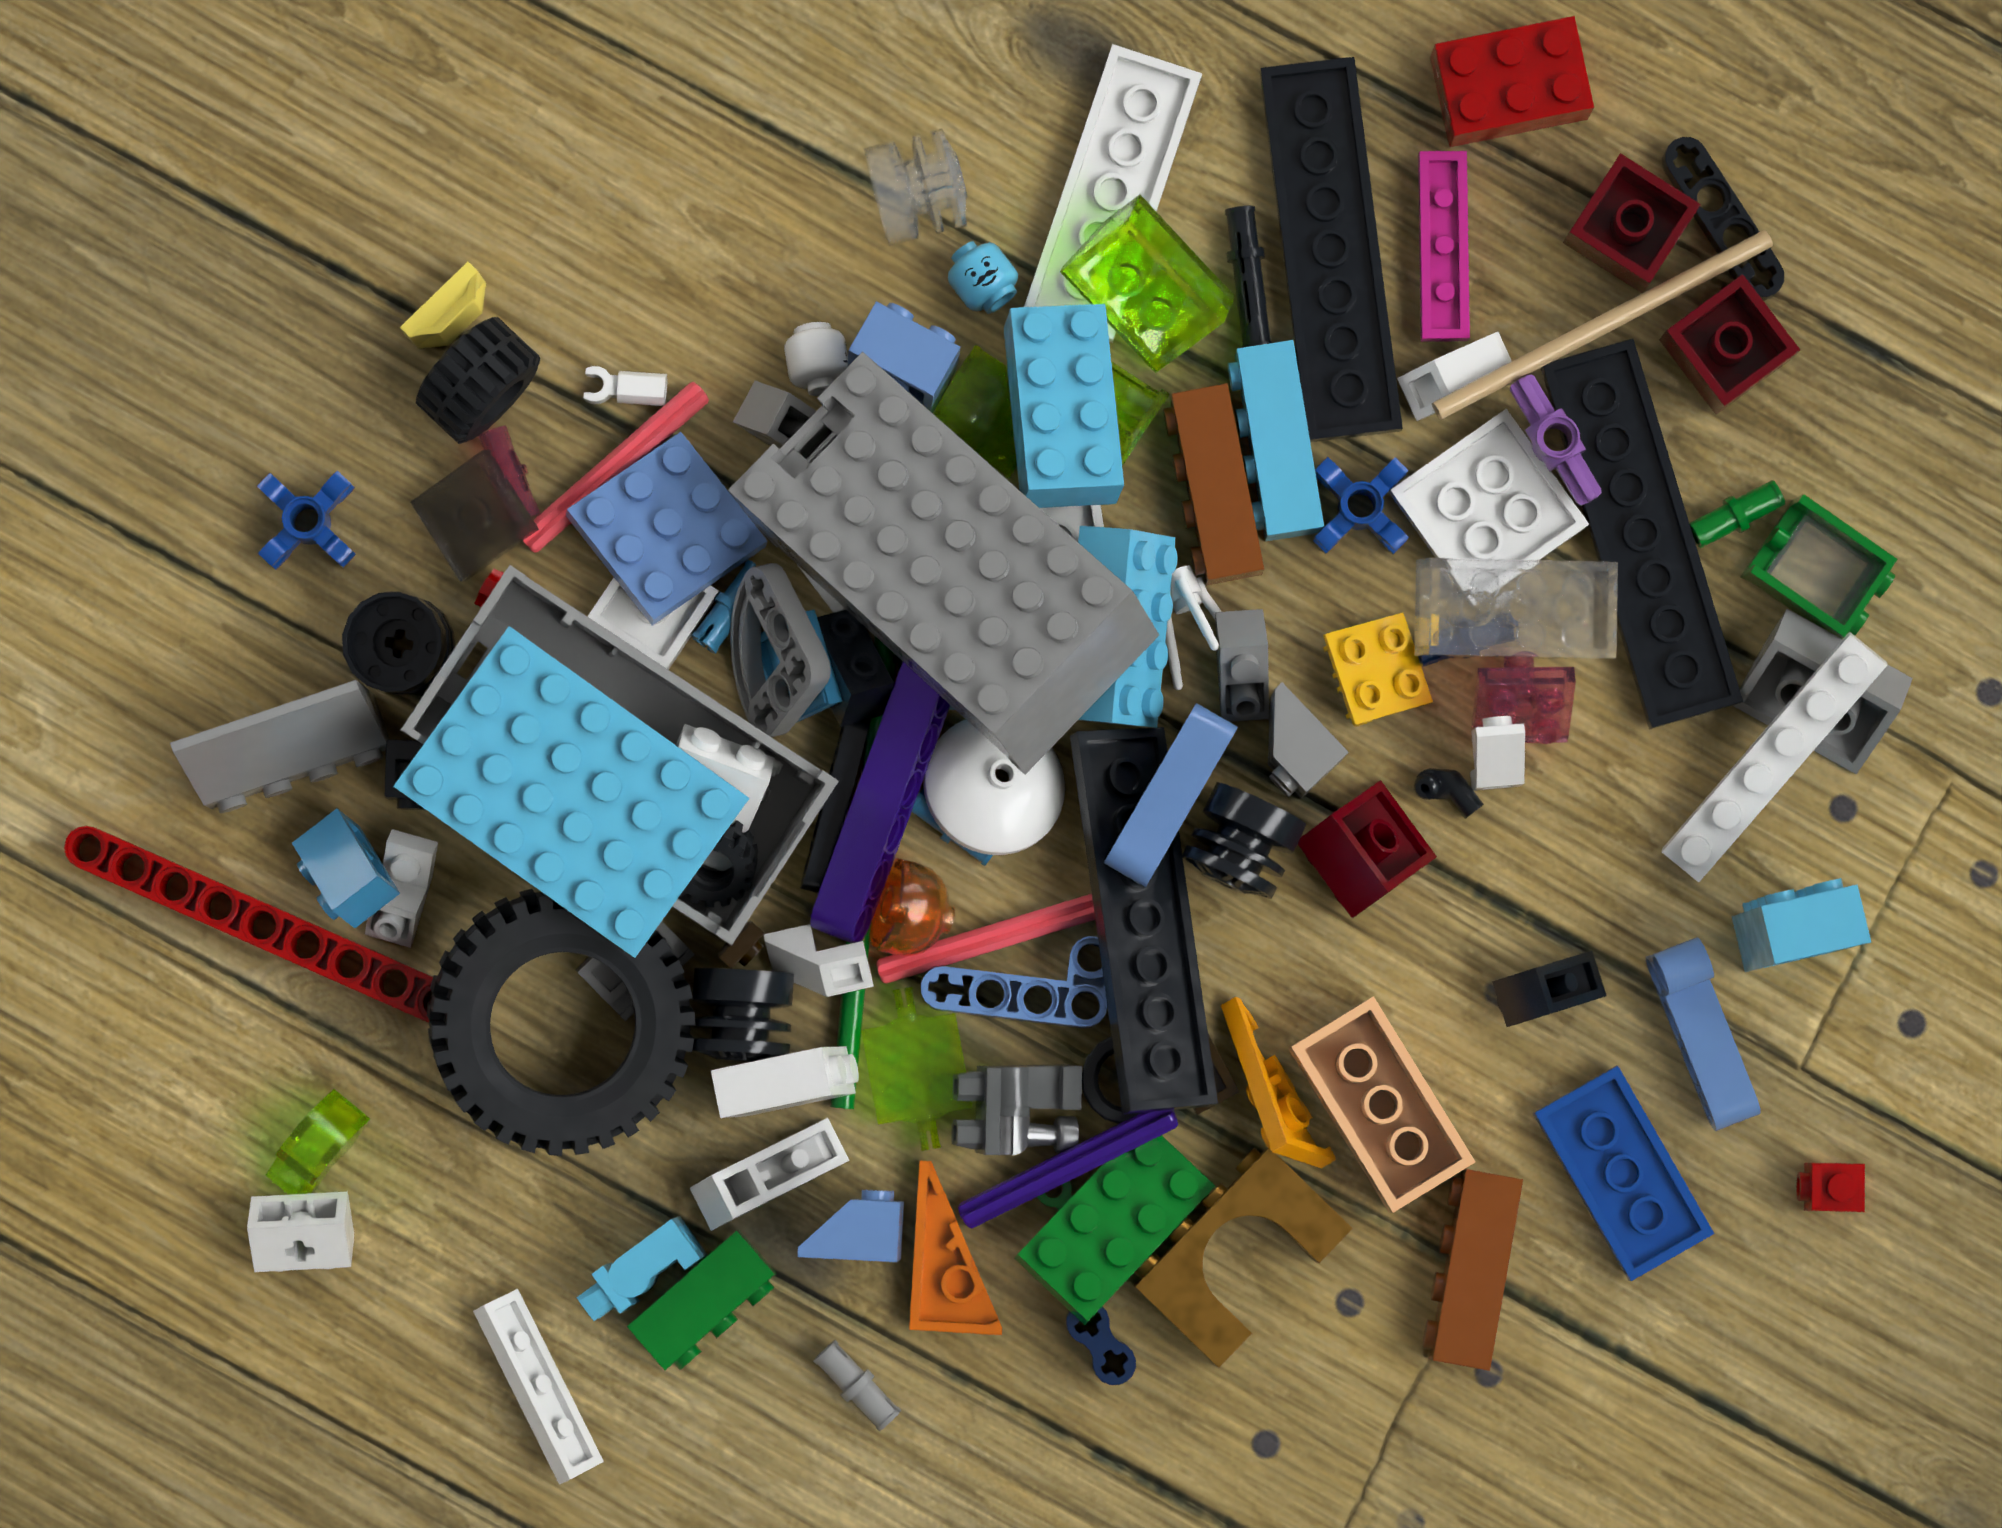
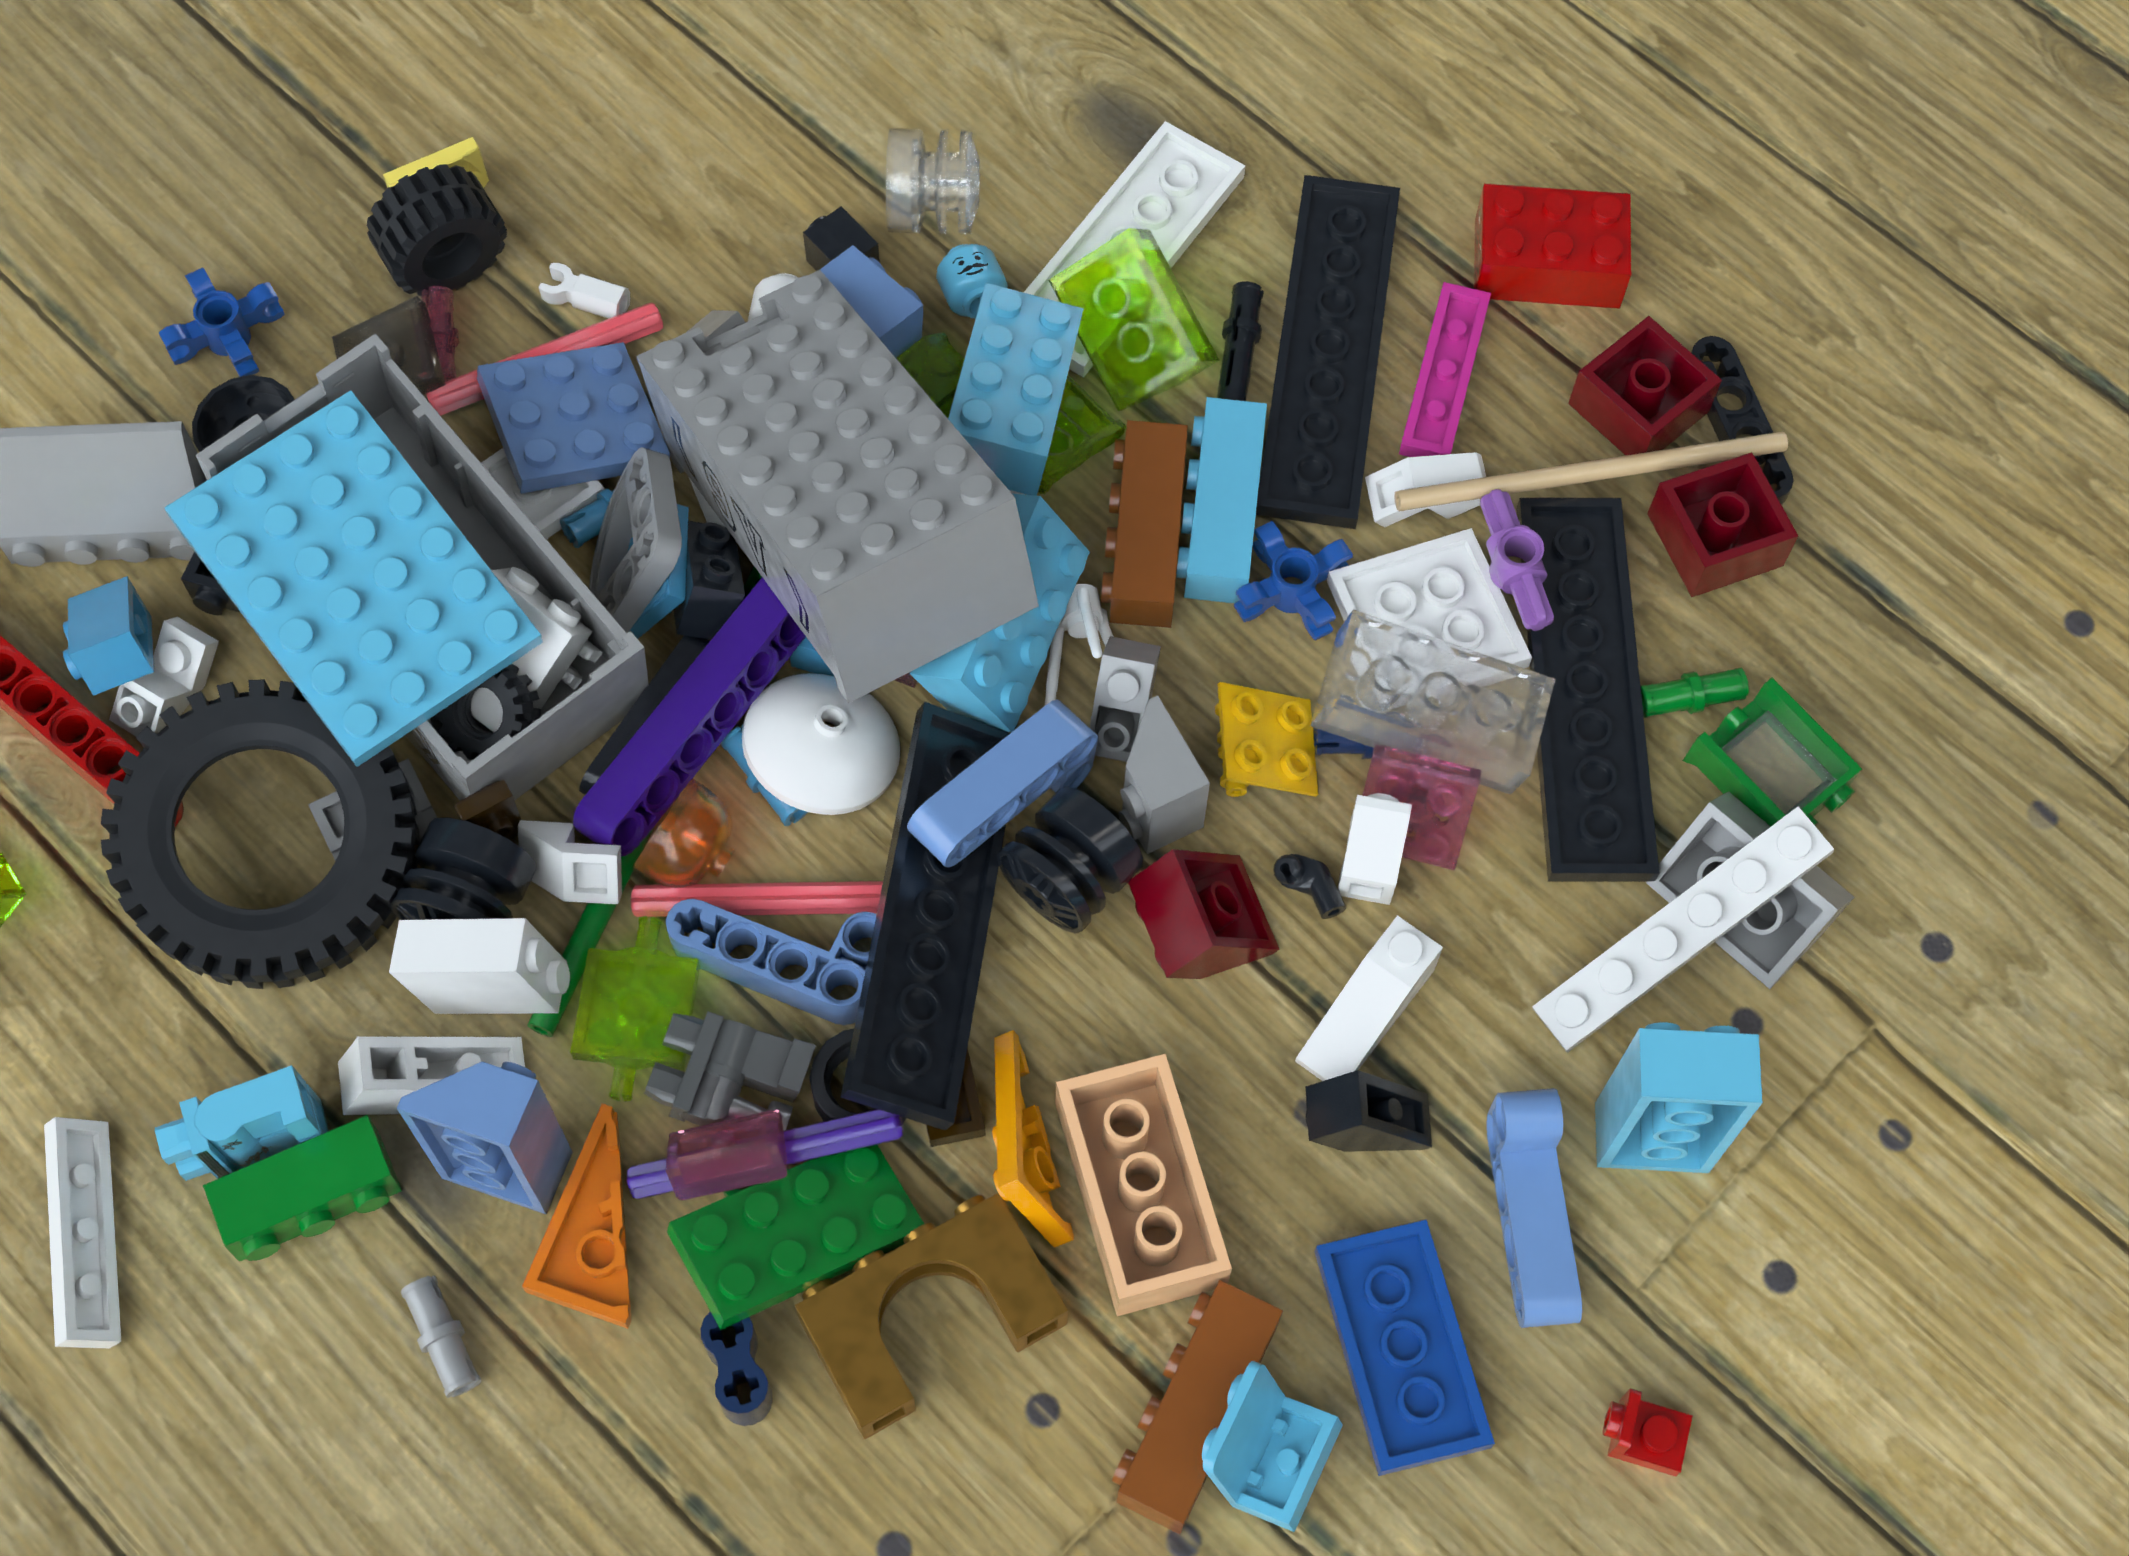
camera: 15 degrees right, 20 degrees down
(849, 276) = (833, 235): none -> black brick
(1040, 1180) = (727, 1155): none -> clear pink slope
(1526, 890) = (1371, 1001): none -> white slope
(1541, 1291) = (1268, 1449): none -> medium azure bracket

